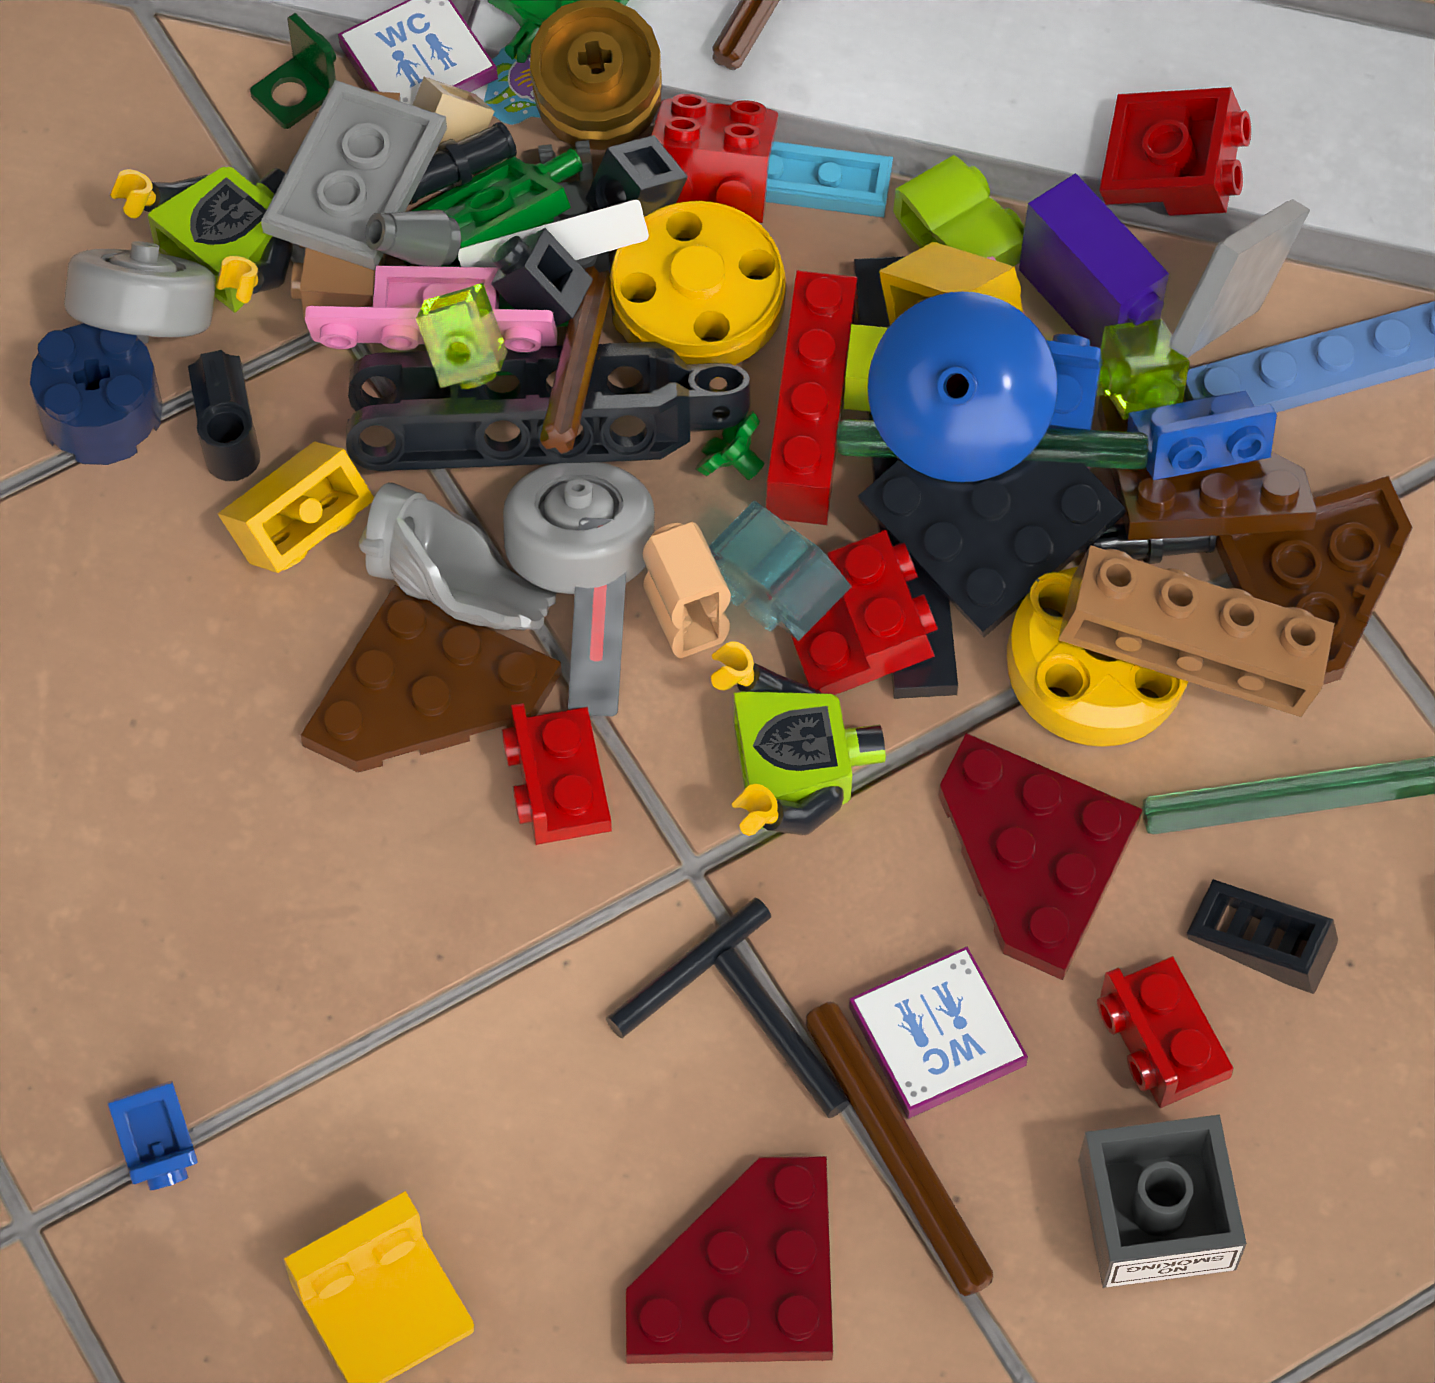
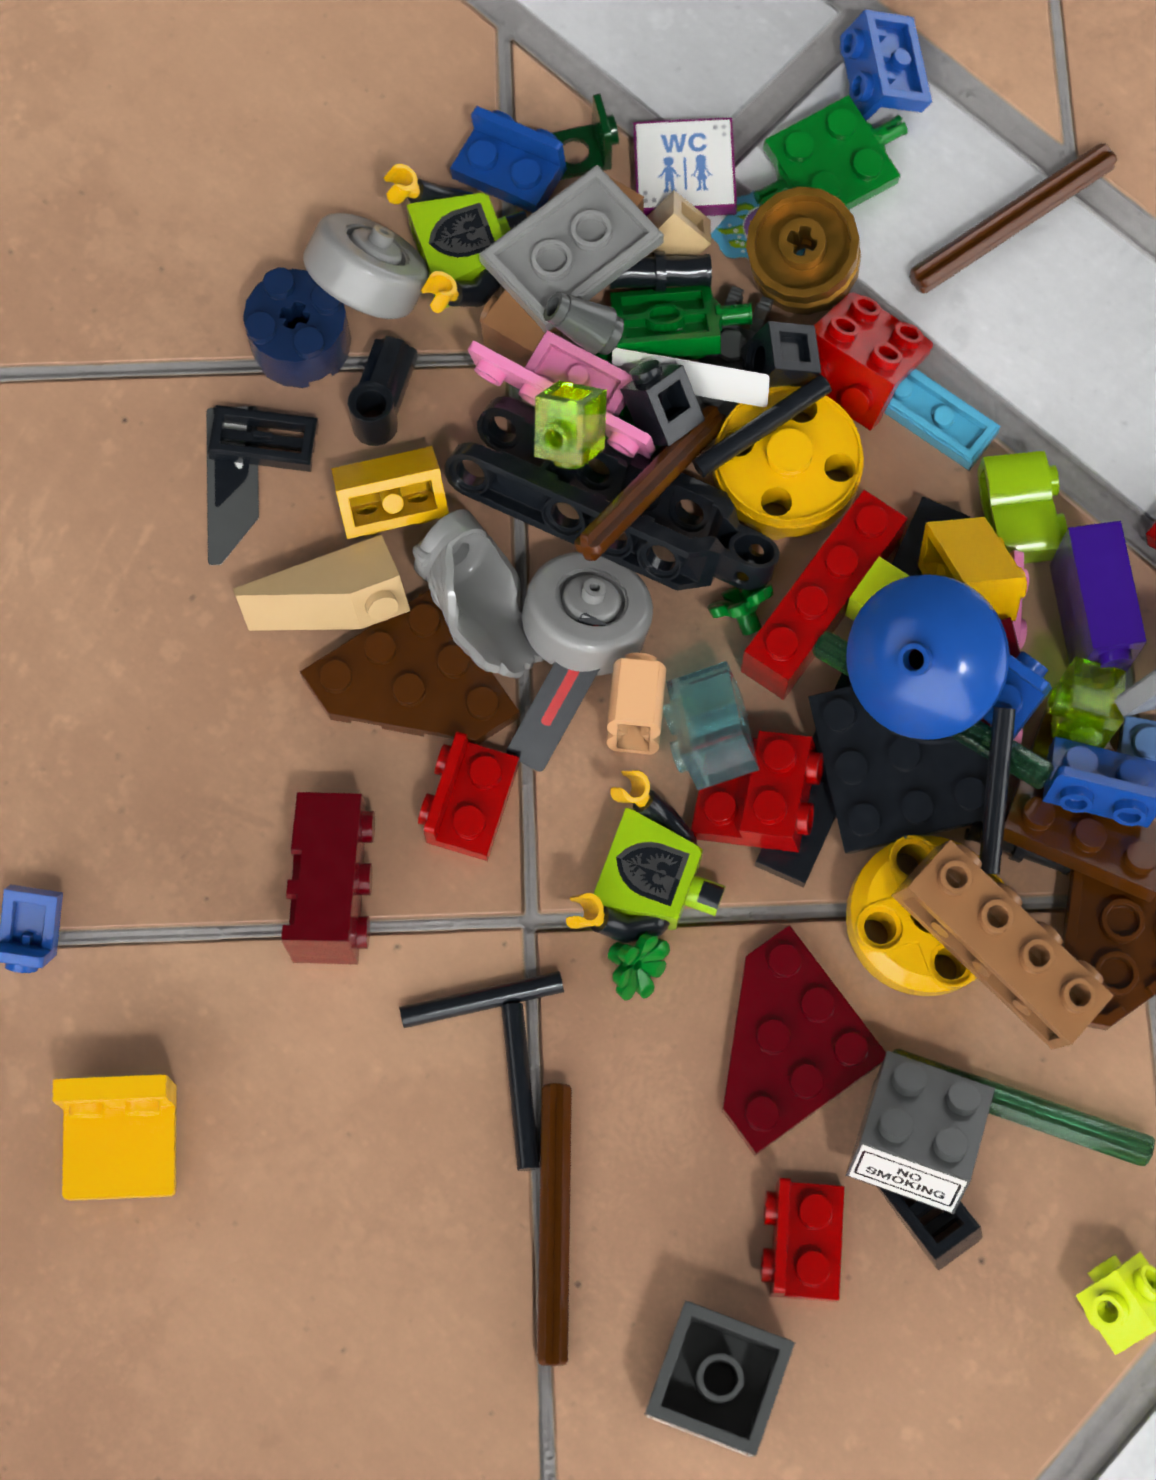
camera: 30 degrees right, 10 degrees up
(105, 583) = (230, 497): none -> dark grey sticker
(122, 533) = (260, 456): none -> black tile
(228, 126) = (510, 160): none -> blue bracket
(287, 638) = (327, 593): none -> tan slope
(458, 923) = (329, 879): none -> dark red wedge
(655, 257) = (762, 425): none -> black bar
(743, 1276) = (388, 1259): dark red plate -> none
(833, 848) = (637, 965): none -> green plant
(938, 1032) = (635, 1149): white tile -> none
(1102, 477) = (996, 789): none -> black bar
(1220, 857) = (921, 1132): none -> dark grey brick

